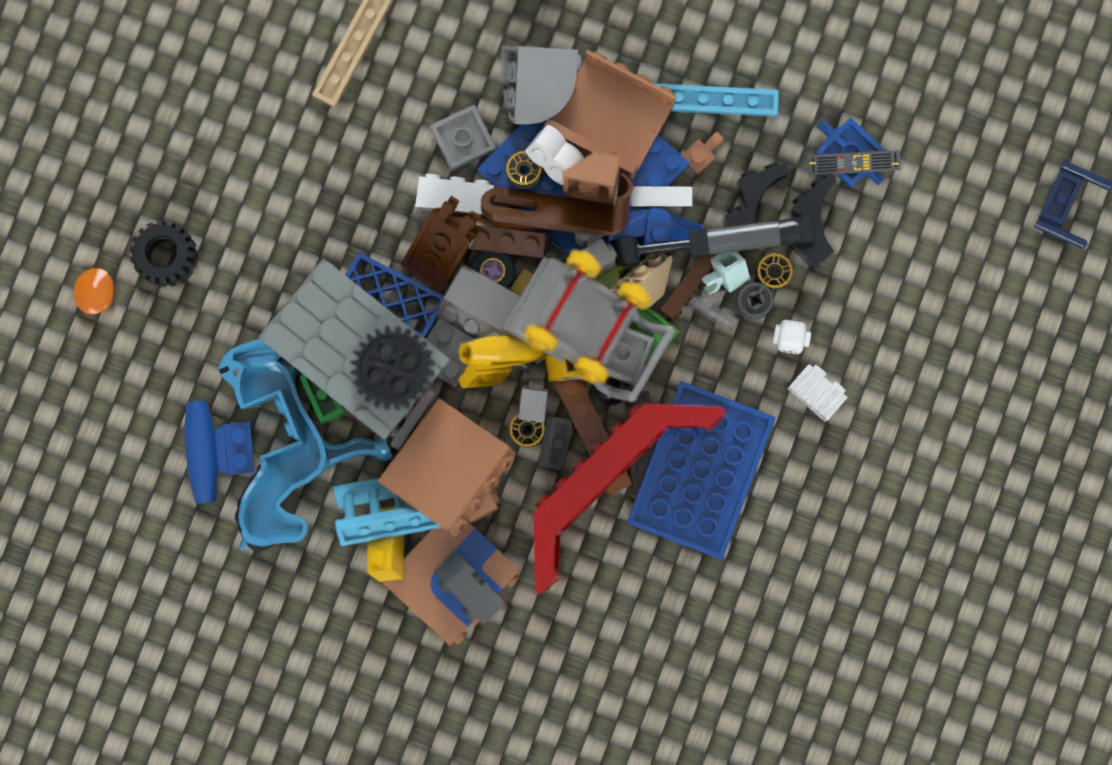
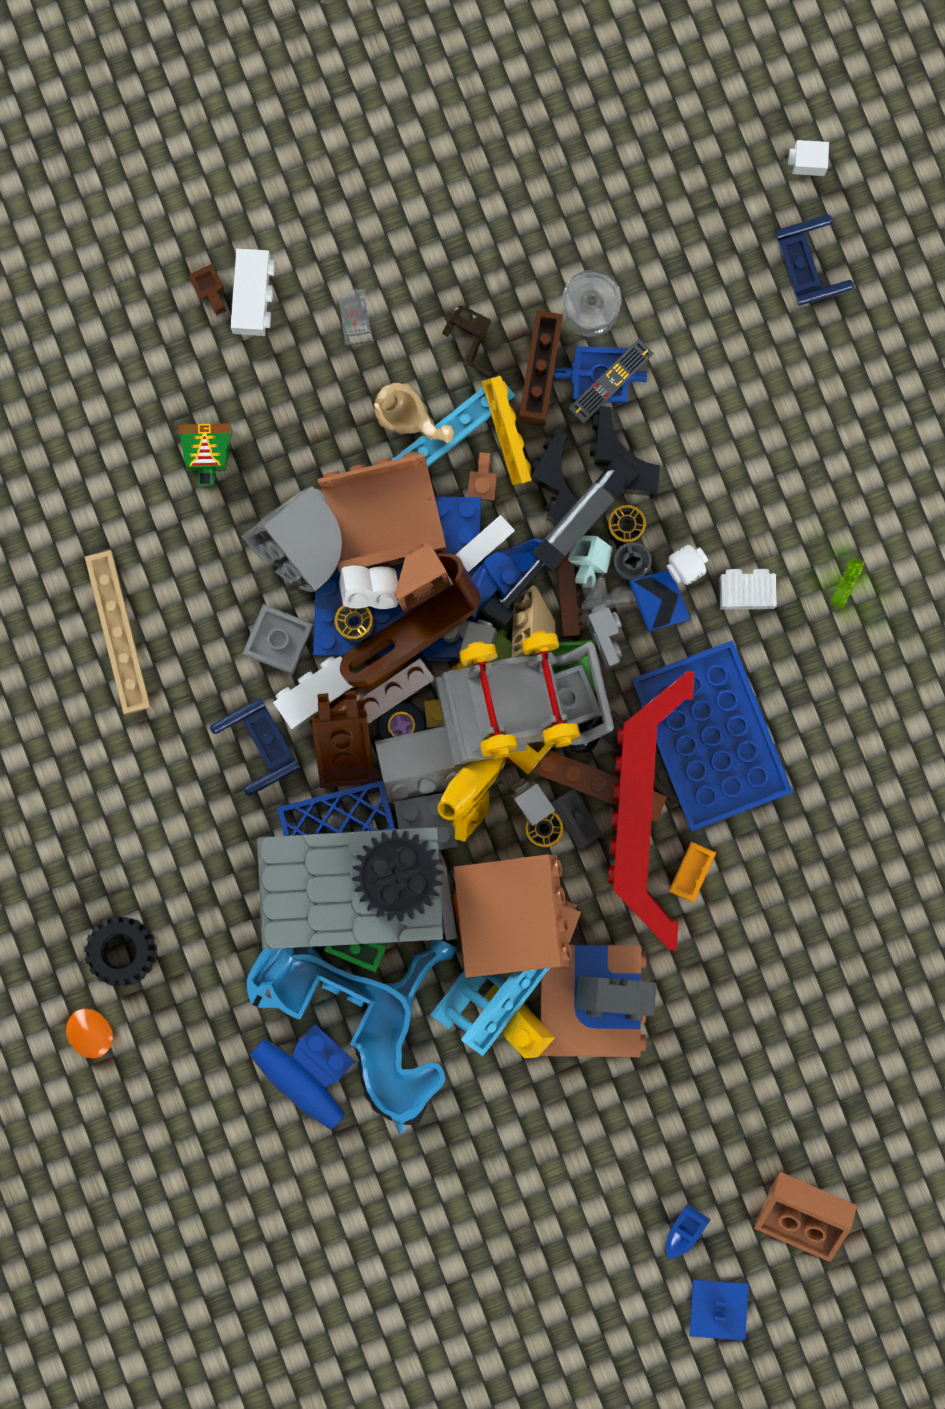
camera: 45 degrees left, 0 degrees up
(393, 199) = (266, 738): none -> dark blue plate
(602, 551) = (692, 872): none -> light orange plate
(689, 57) = (403, 412): none -> tan hair
(692, 330) = (605, 628): none -> light grey plate
(749, 344) = (659, 600): none -> blue piece
(752, 126) = (504, 421): none -> yellow plate
(795, 44) = (478, 327): none -> dark brown piece
(812, 110) = (540, 368): none -> reddish brown brick
(892, 449) = (847, 583): none -> clear neon green piece
(894, 83) = (586, 318): none -> clear wheel

